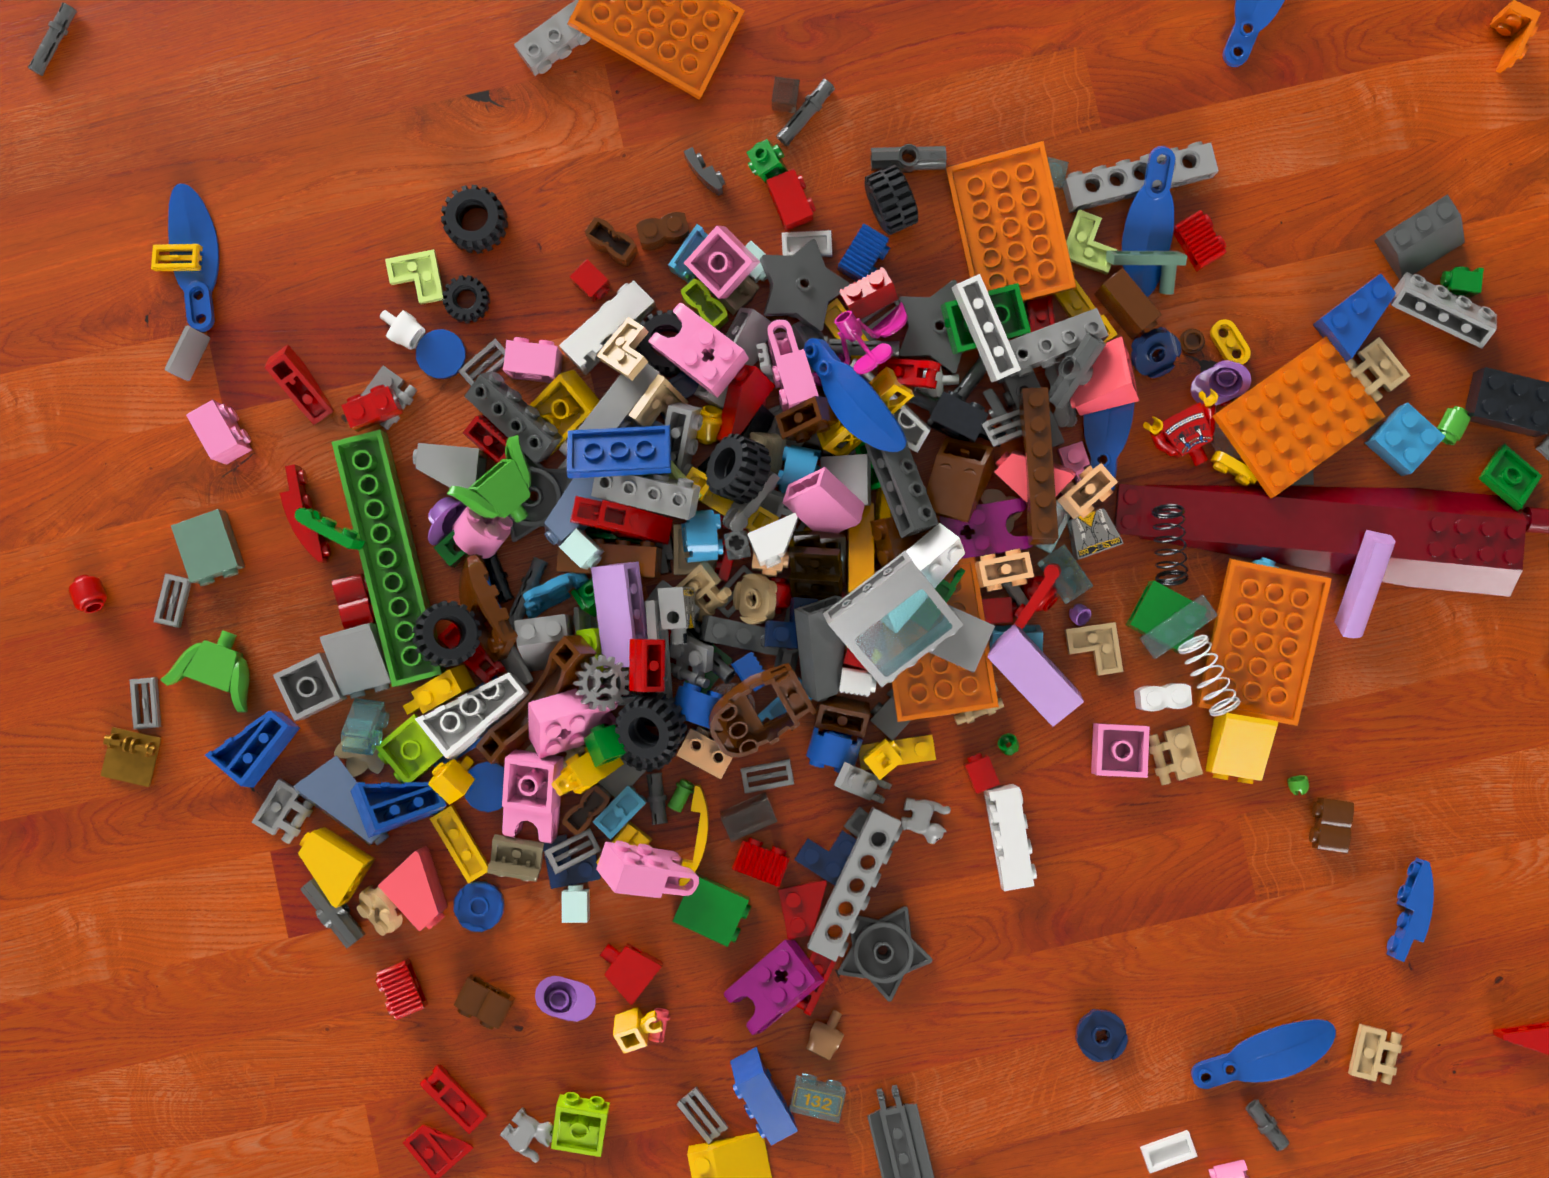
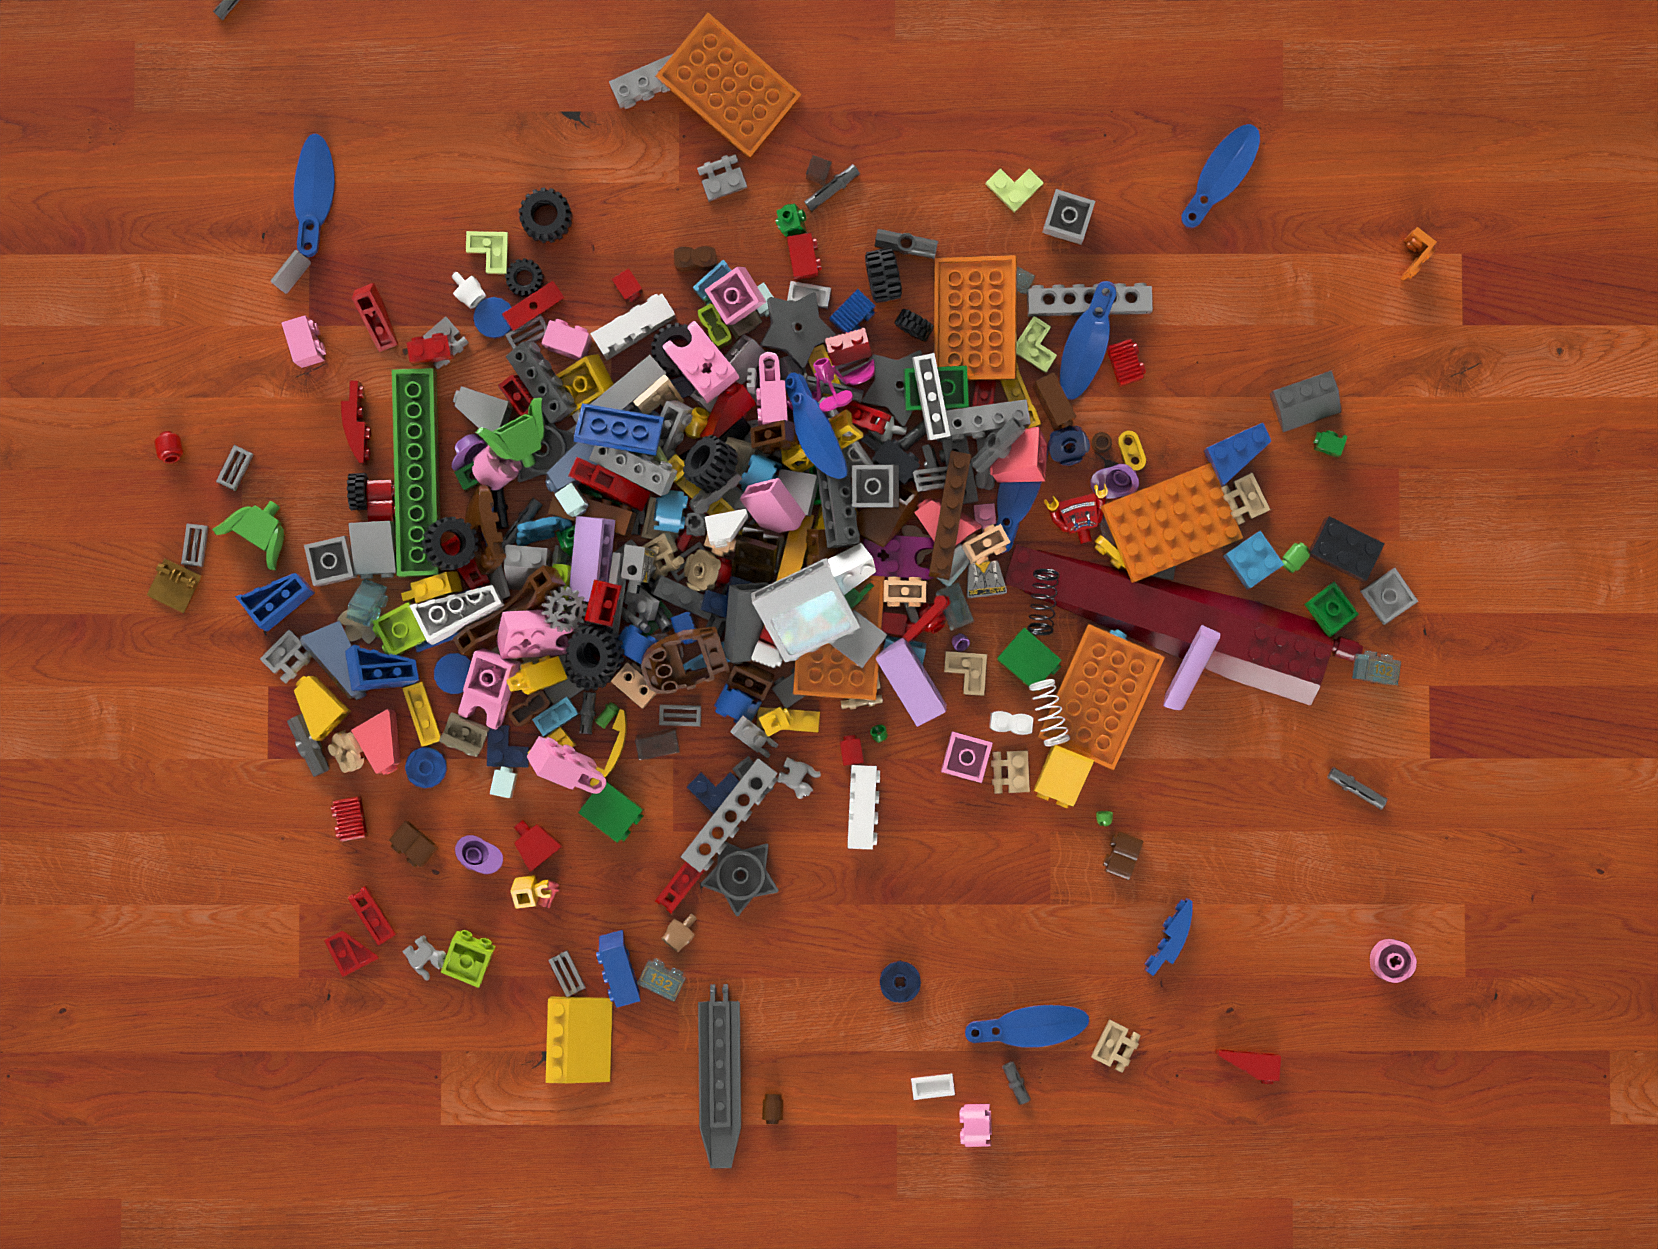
camera: 10 degrees right, 0 degrees up
(195, 257) = (314, 196): yellow tile -> none
(208, 547) = (273, 431): sand green brick -> none
(322, 596) = (357, 491): none -> black tyre
(328, 528) = (373, 436): green hinge -> none
(452, 779) = (427, 660): yellow brick -> none
(494, 319) = (543, 299): none -> red tile
(553, 861) = (493, 743): light grey tile -> none
(604, 745) = (555, 659): green brick -> none
(607, 240) = (655, 261): reddish brown brick -> none
(620, 351) = (638, 347): plate -> none
(678, 135) = (725, 183): none -> light grey plate
(708, 176) = (741, 222): dark grey slope -> none
(761, 862) = (659, 782): red brick -> none
(769, 990) = (642, 881): magenta brick -> none
(801, 907) = (683, 826): red wing -> none
(940, 251) = (914, 325): none -> black tyre
(942, 451) = (875, 485): none -> light grey brick
(1021, 71) = (1014, 193): none -> yellowish green plate
(1093, 83) = (1068, 216): none -> light grey brick
(1168, 260) = (1095, 372): sand green piece -> none
(1178, 626) = (1034, 668): clear light blue tile -> none
(1444, 309) = (1309, 462): light grey brick -> none

